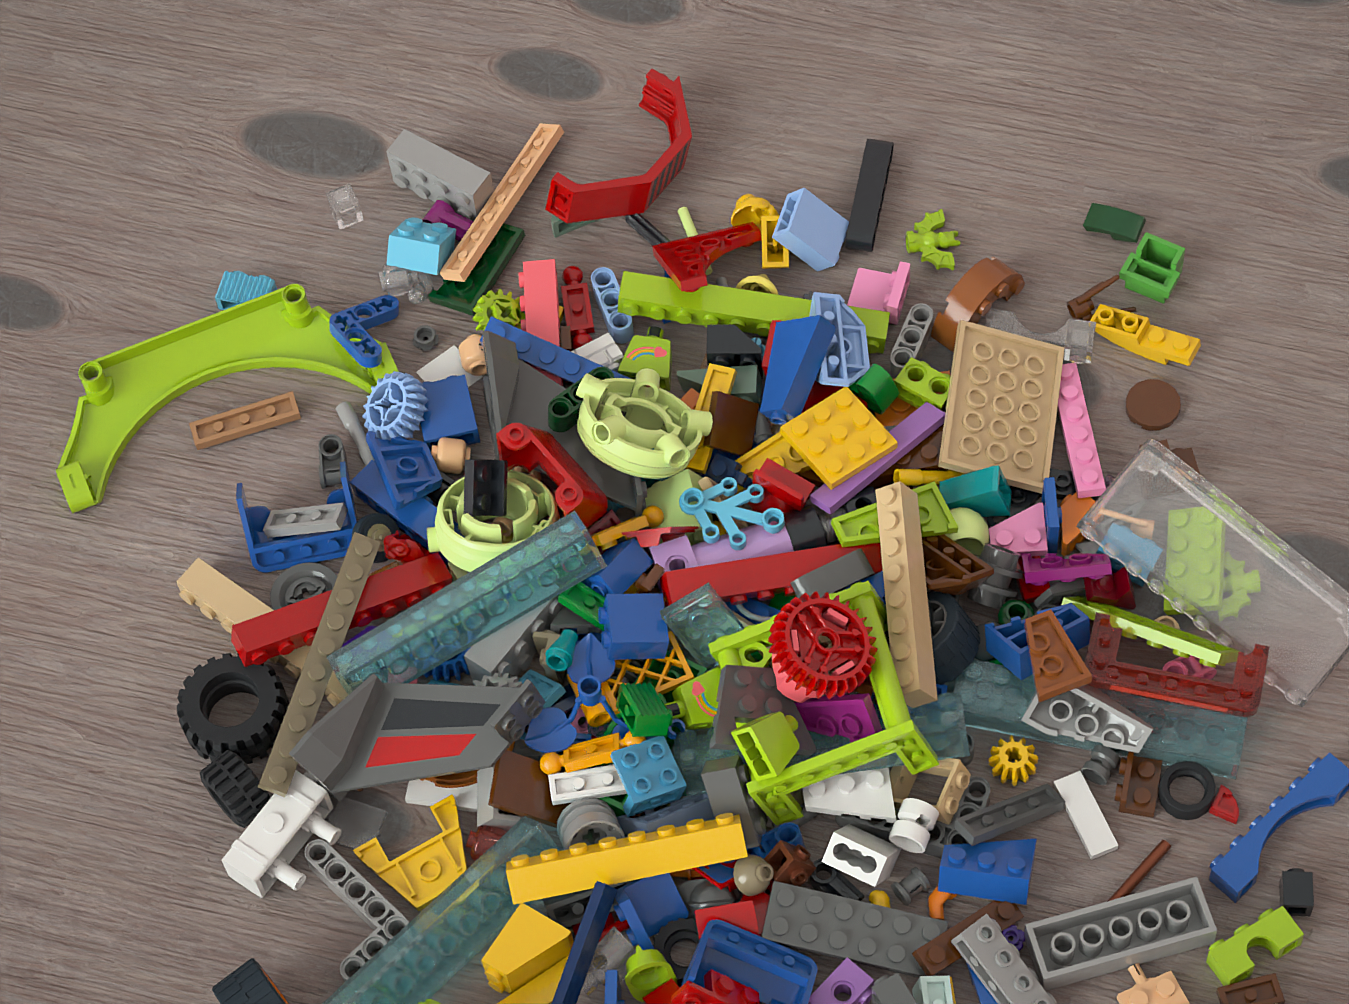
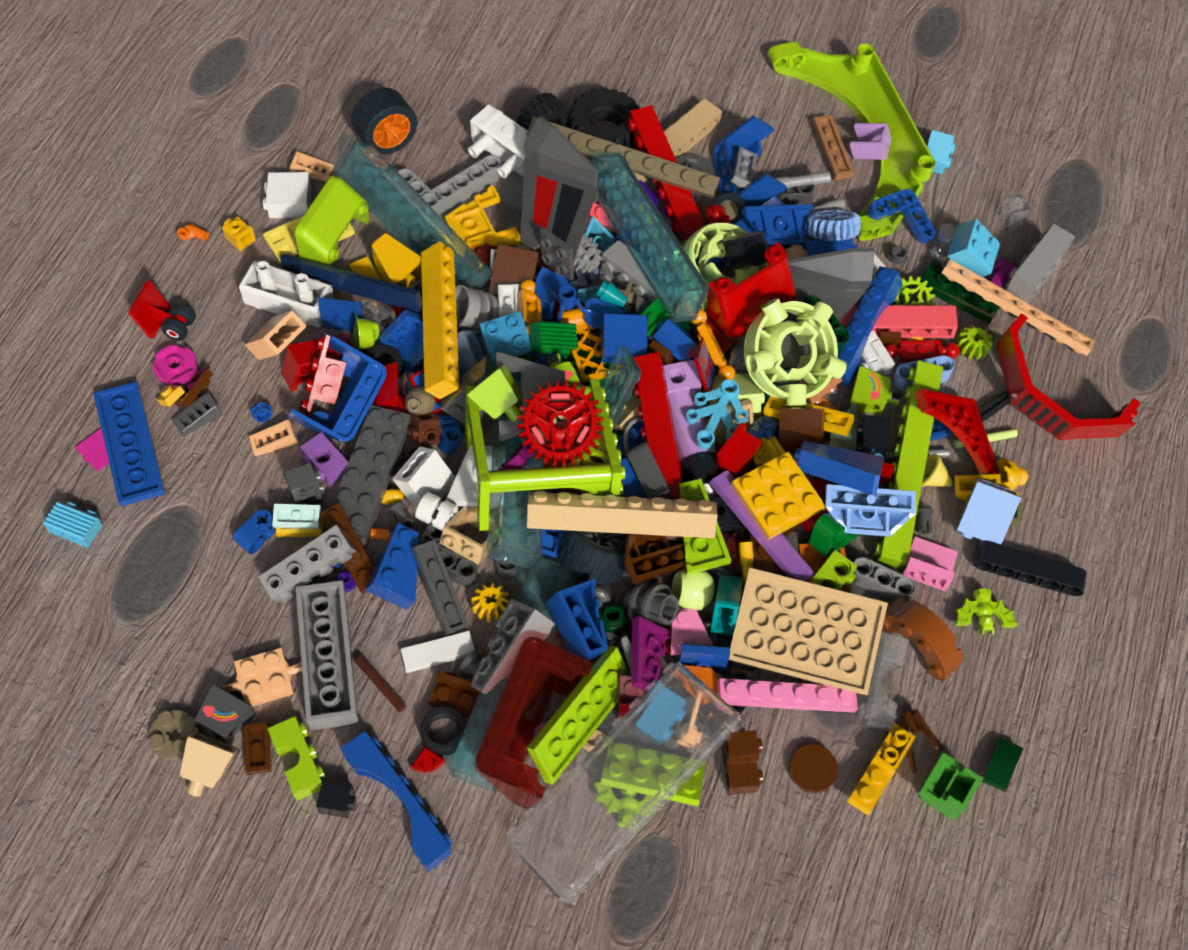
camera: 85 degrees right, 0 degrees up
(233, 347) = (871, 150): none -> lavender piece
(328, 464) = (812, 179): none -> light grey piece
(559, 246) = (974, 342): none -> lime gear
(1053, 657) = (547, 613): dark orange wing -> none

